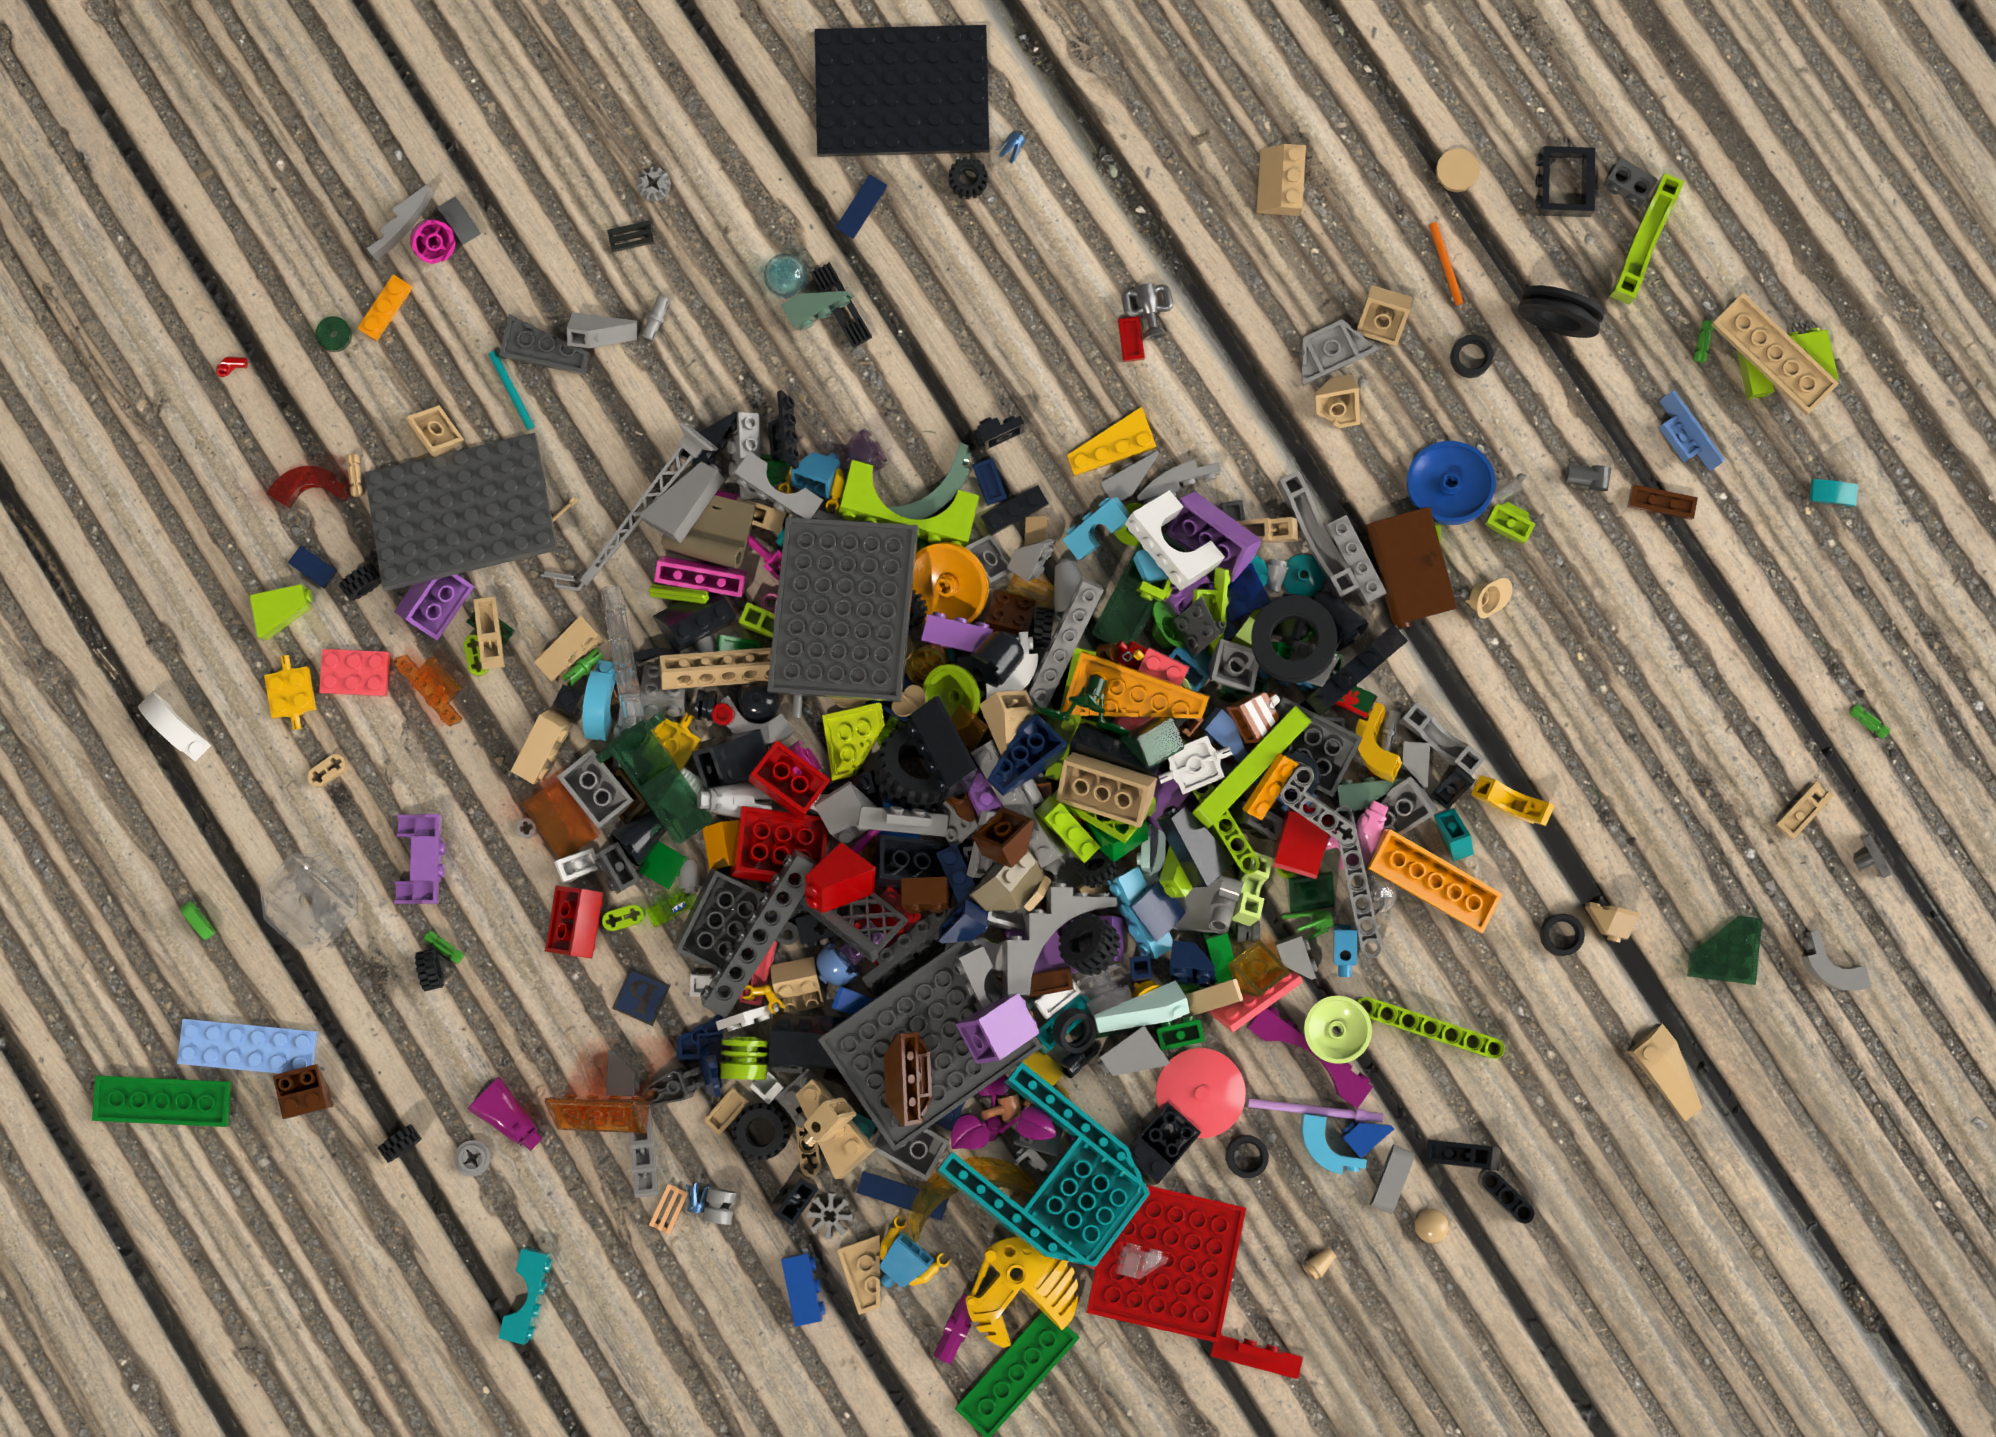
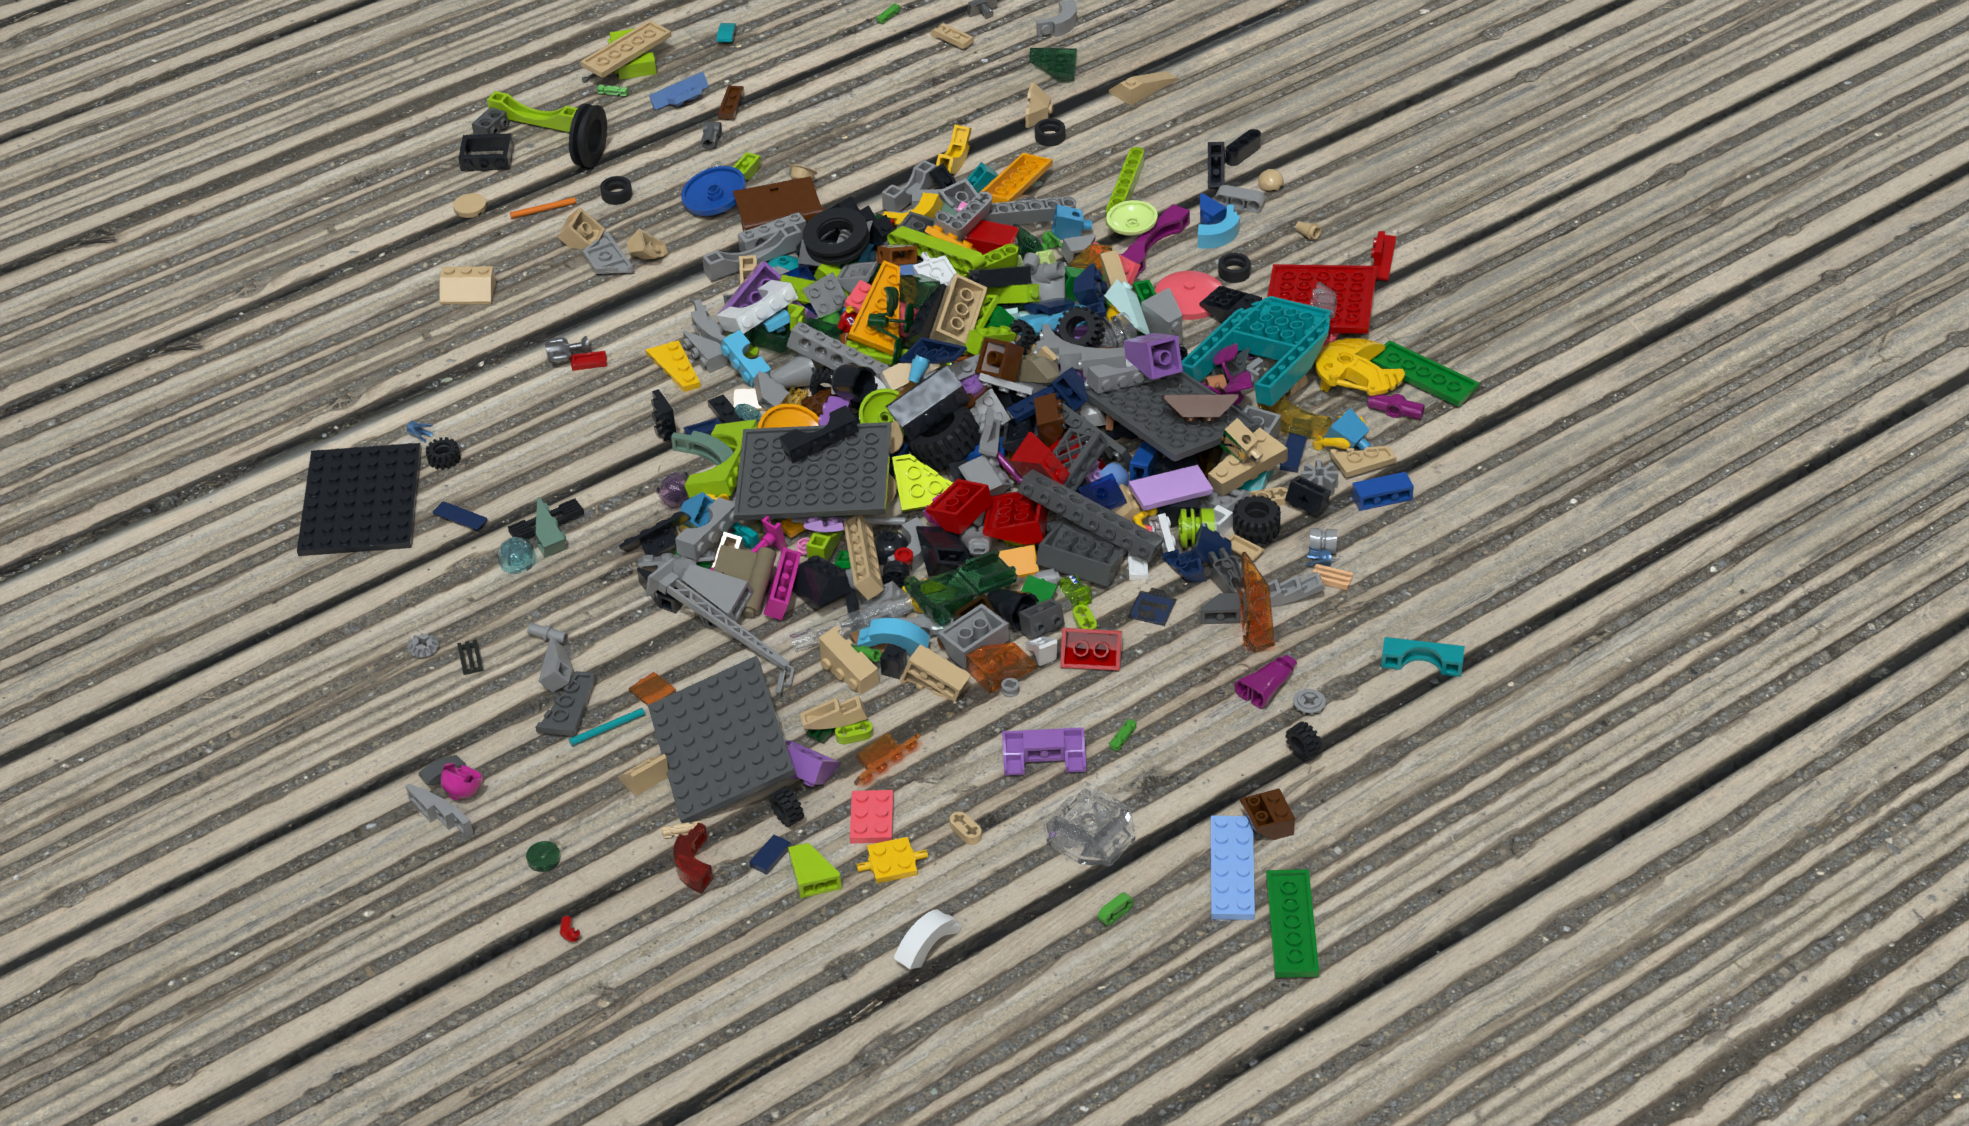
camera: 90 degrees left, 40 degrees down
(385, 307) = (520, 821): light orange plate -> none
(429, 969) = (1147, 724): black tyre -> none
(564, 437) = (651, 689): none -> clear orange piece
(678, 594) = (798, 596): lime axle -> none
(797, 1032) = (1170, 487): none -> lavender tile
(800, 950) = (1104, 492): none -> clear blue plate
(870, 590) = (801, 444): none -> black arch
(995, 737) = (918, 368): none -> medium azure cone
(1016, 533) = (747, 412): none -> clear light blue gear
(1359, 1115) = (1194, 219): lavender bar -> none

